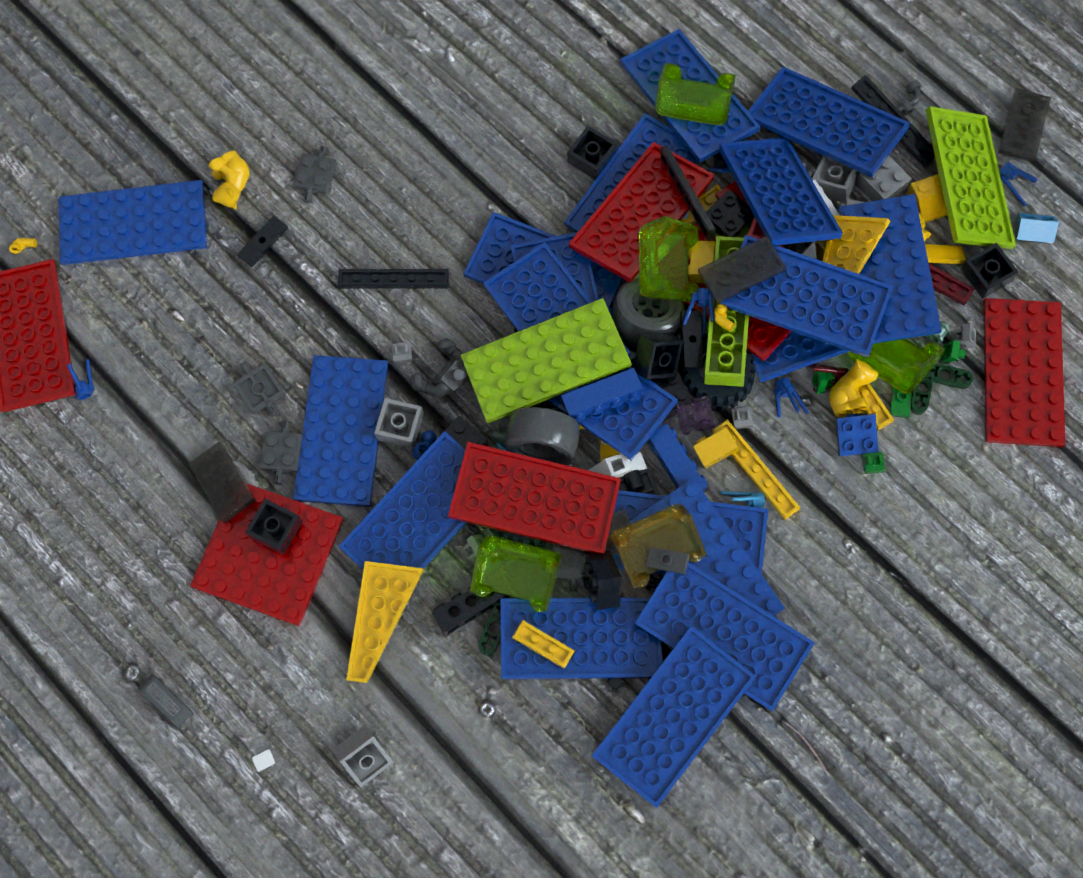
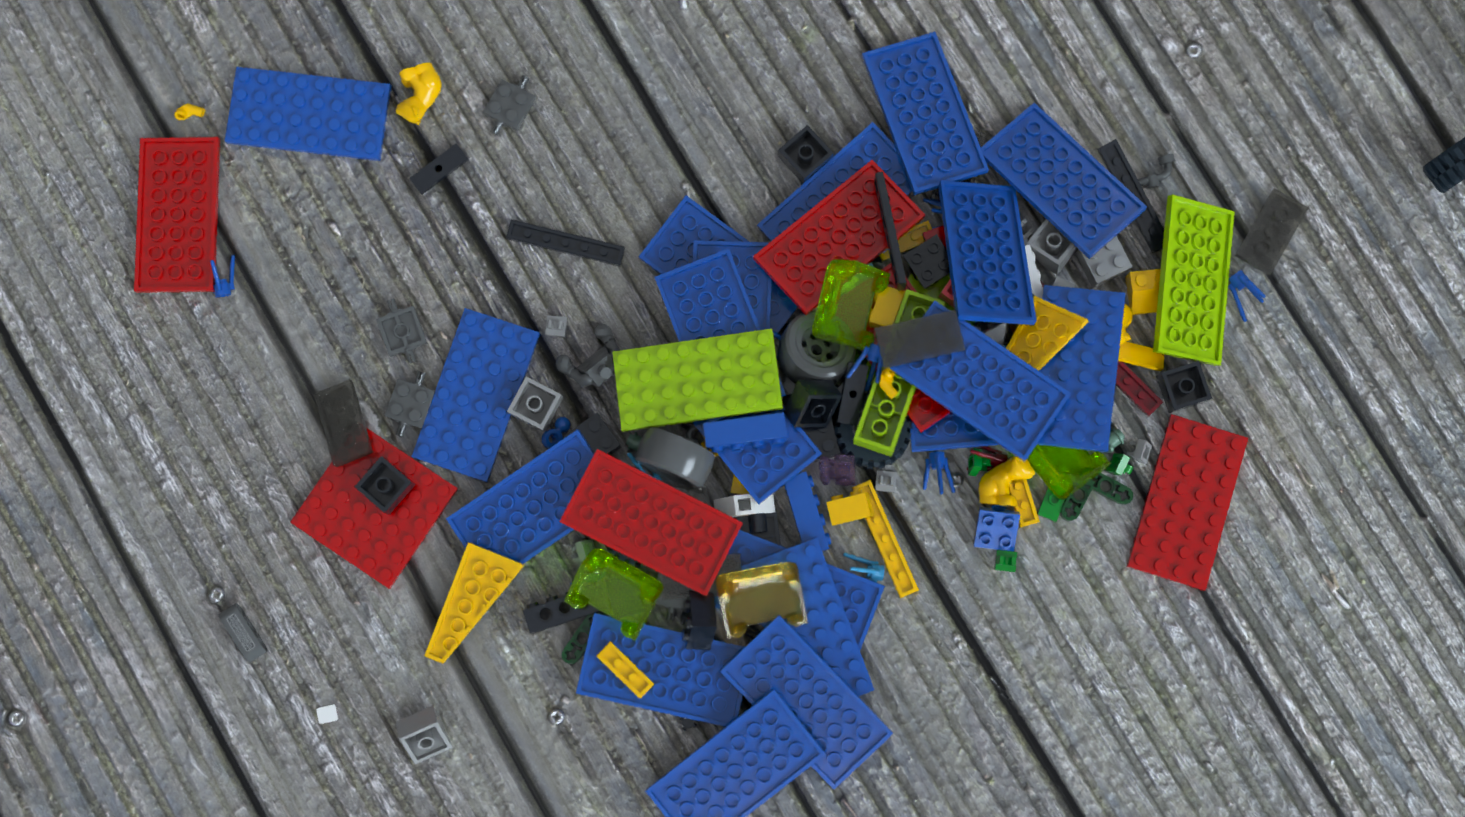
camera: 10 degrees right, 10 degrees up
(667, 560) = (768, 618): dark grey plate -> none
(694, 99) = (927, 121): clear neon green windscreen -> none
(1037, 227) = (1249, 349): panel -> none

